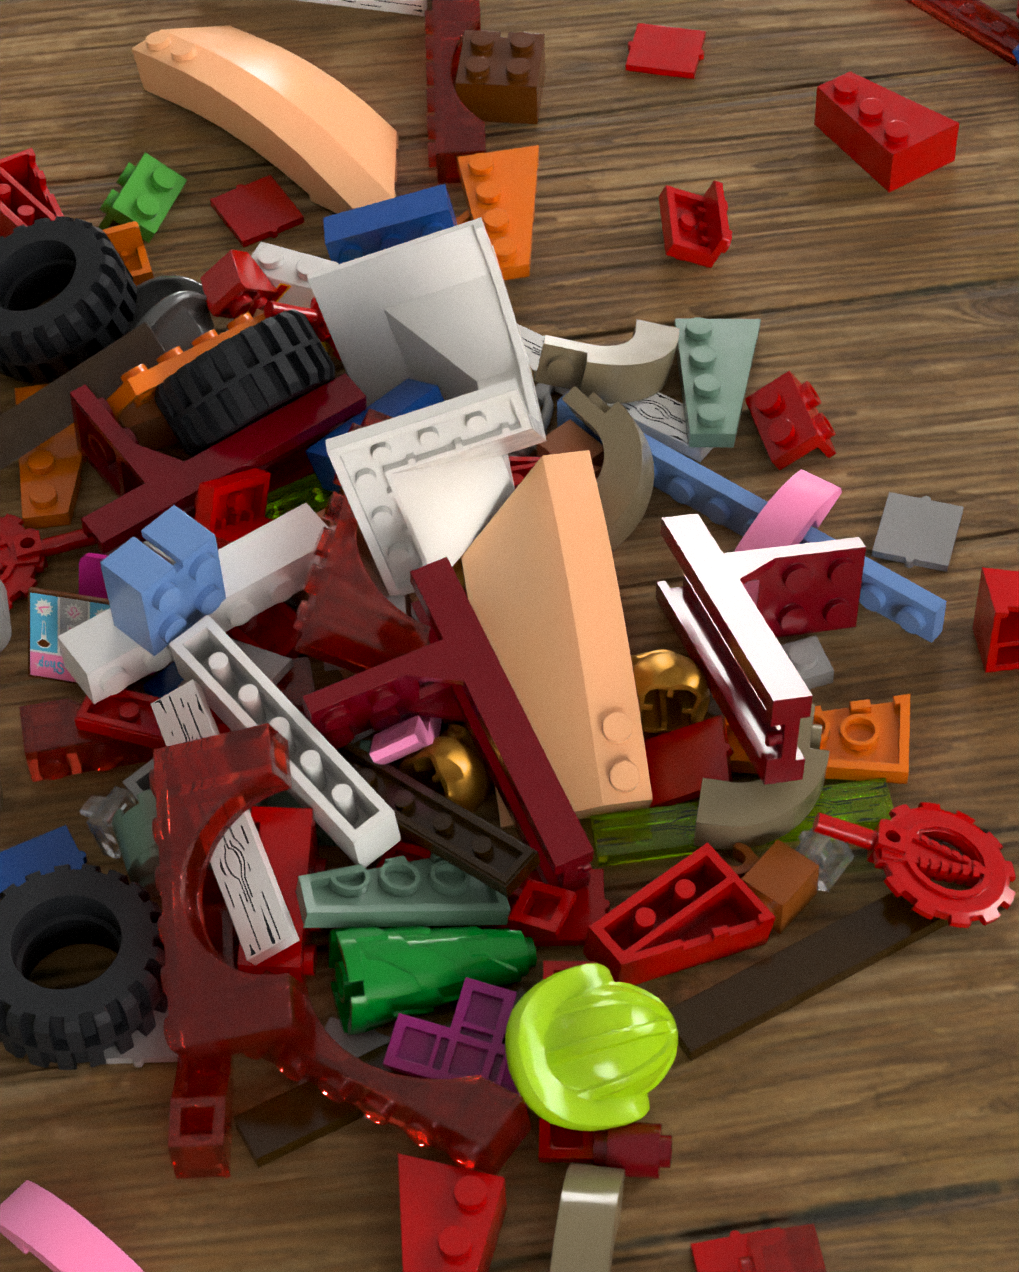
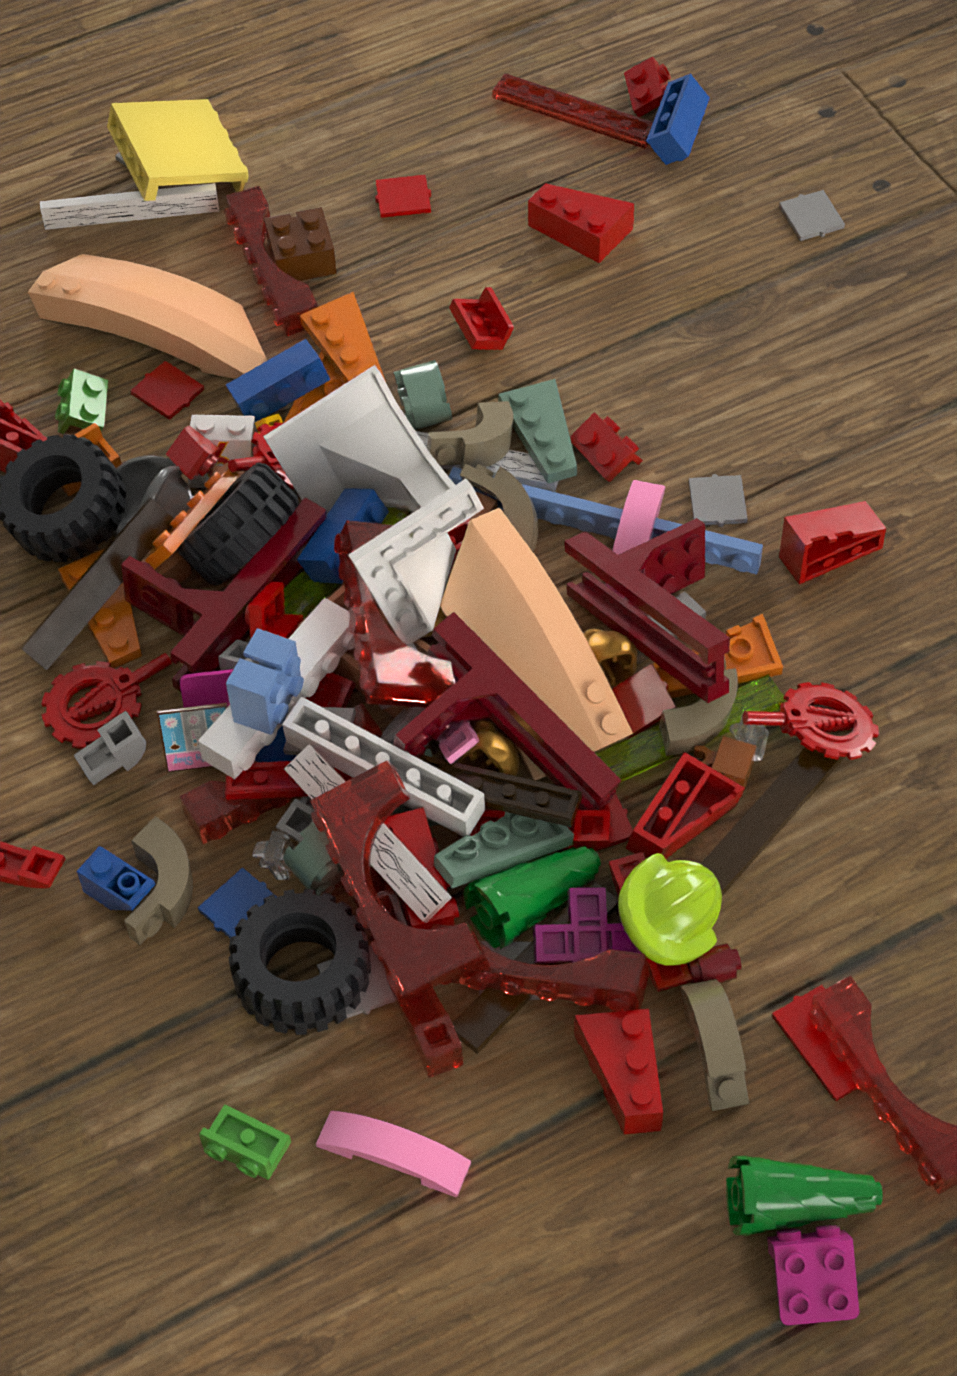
camera: 20 degrees left, 5 degrees up
(570, 293) = (423, 395): none -> sand green brick

